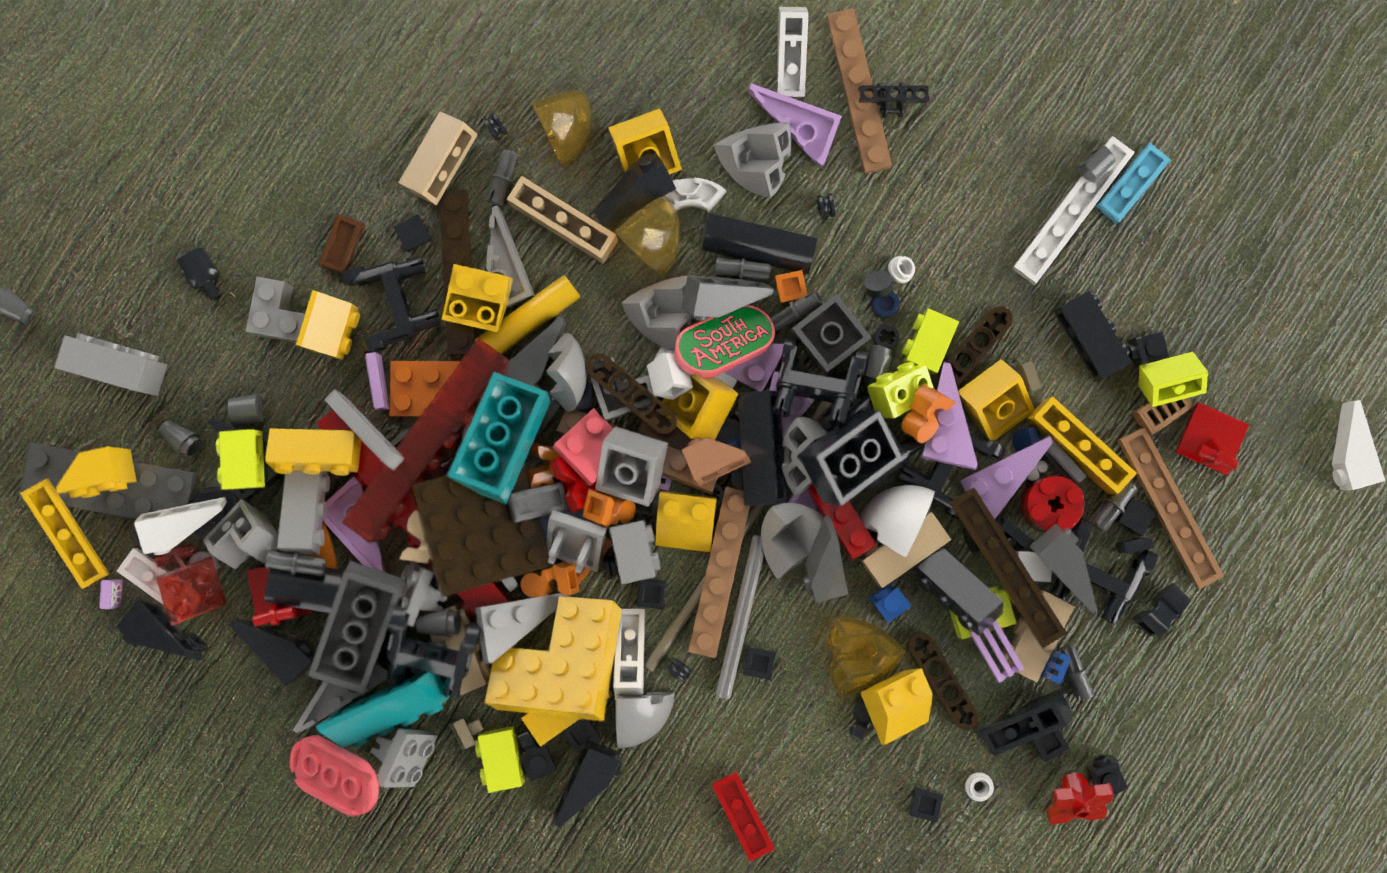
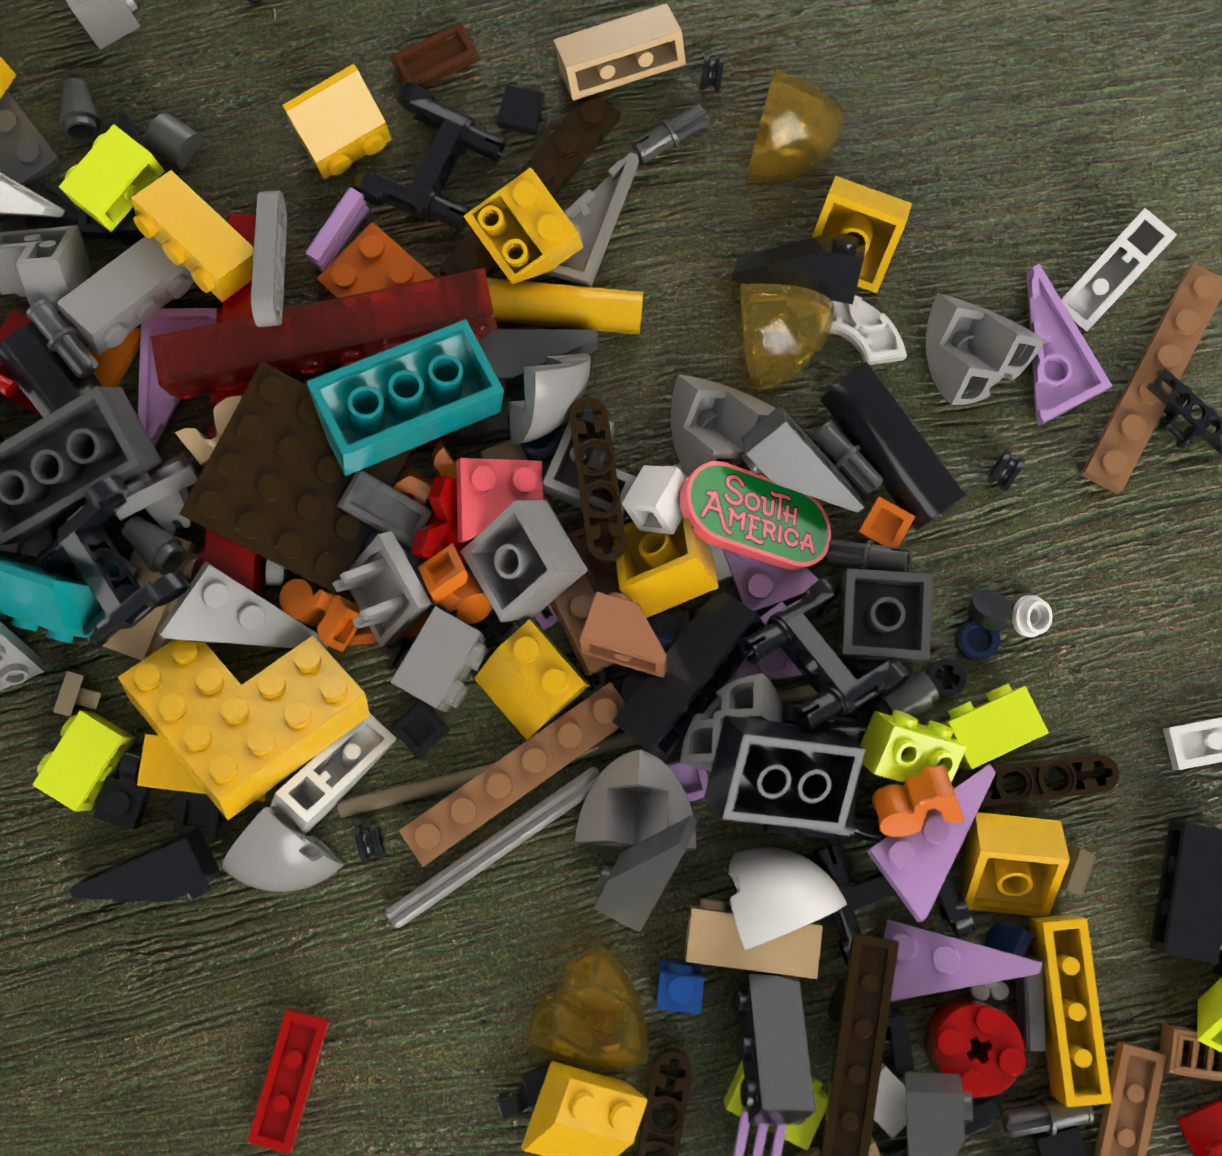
camera: 45 degrees right, 5 degrees down
(270, 311) = (296, 56): light grey brick -> none
(562, 219) = (695, 230): tan brick -> none
(759, 663) = (468, 919): black tile -> none
(847, 524) = (708, 852): red plate -> none

